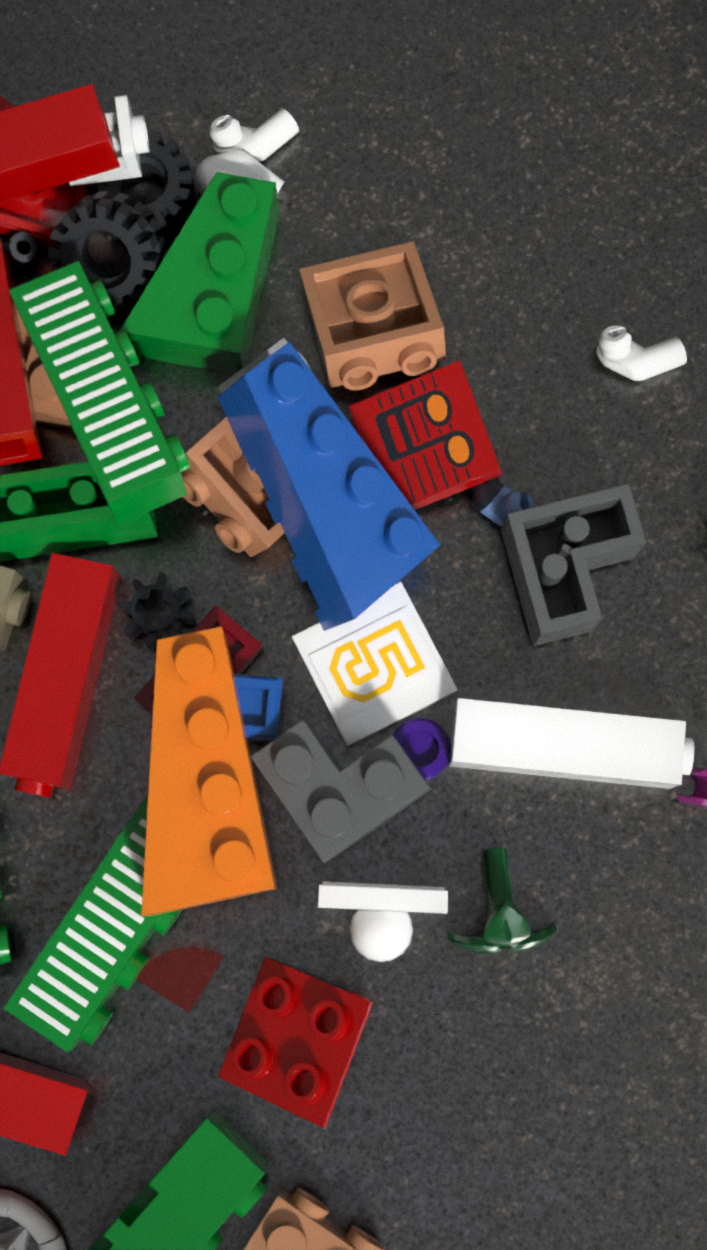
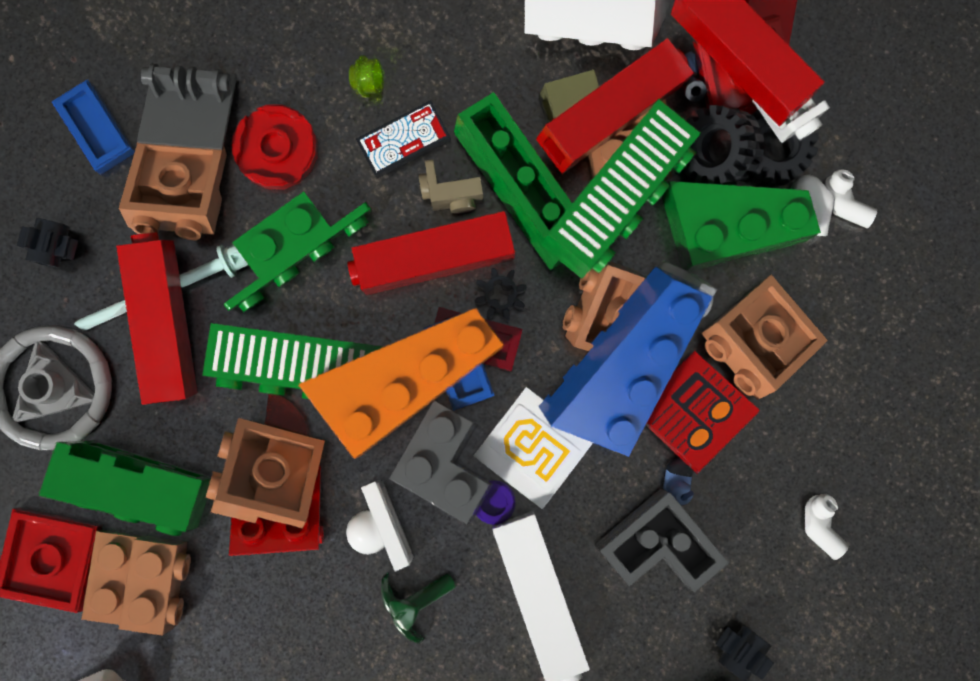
camera: 65 degrees right, 5 degrees up
(239, 1028) = (265, 474): none -> nougat plate

